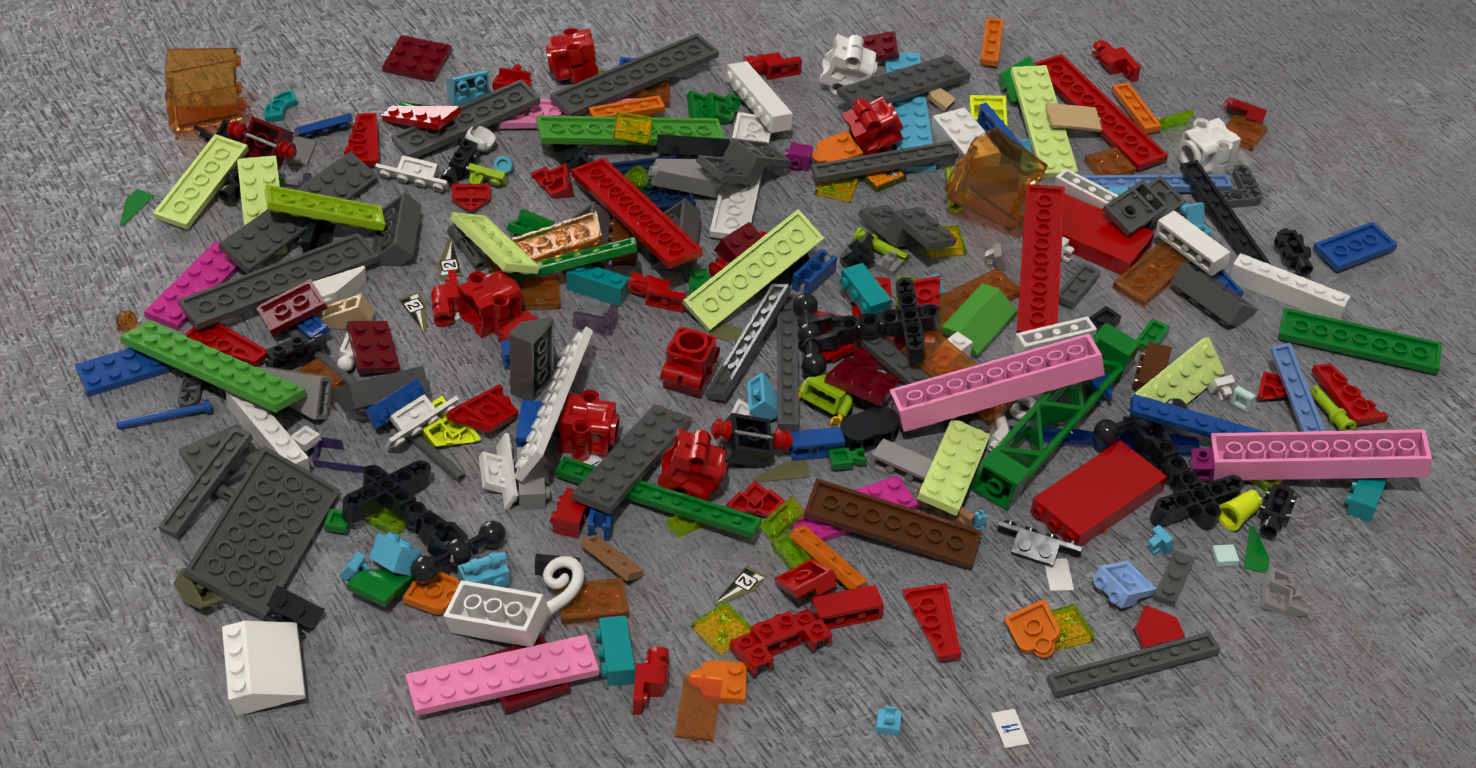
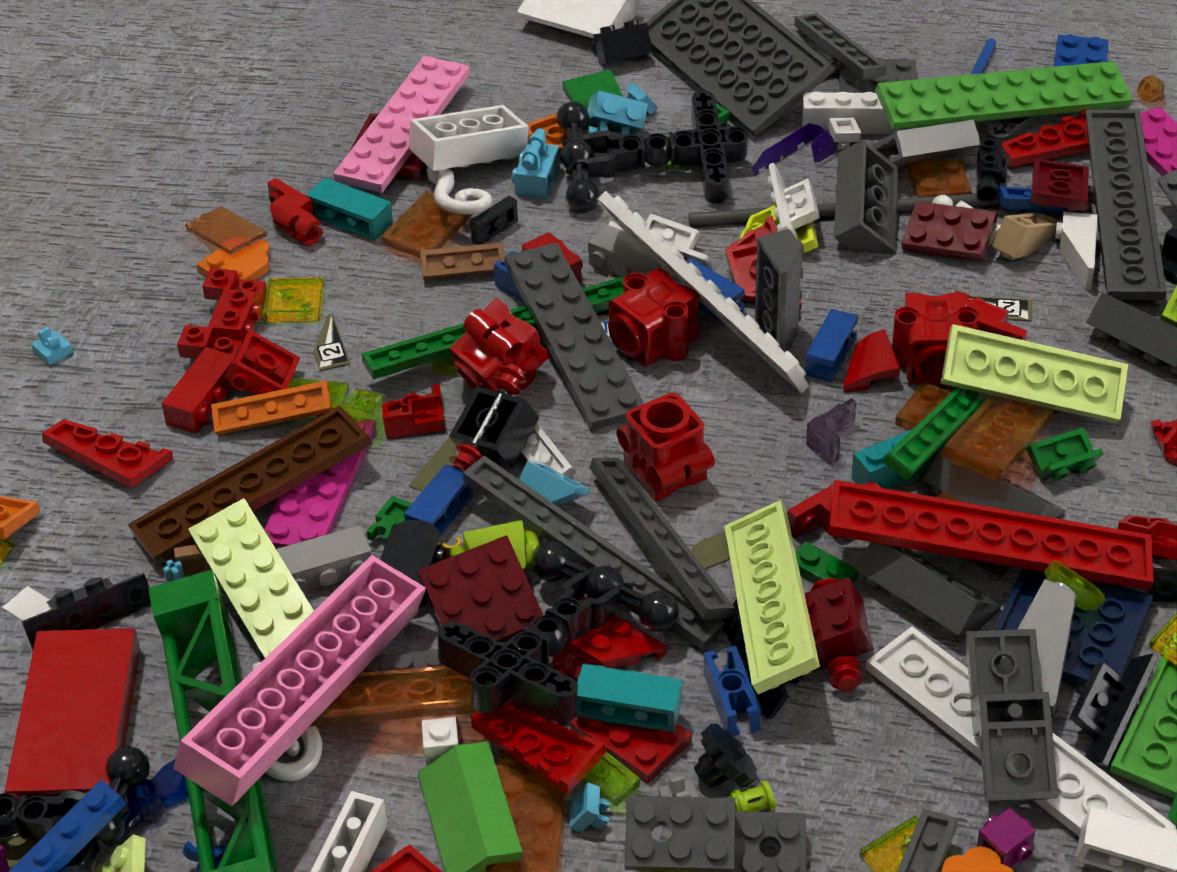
camera: 135 degrees right, 0 degrees up
(382, 410) = (827, 193): blue plate -> none

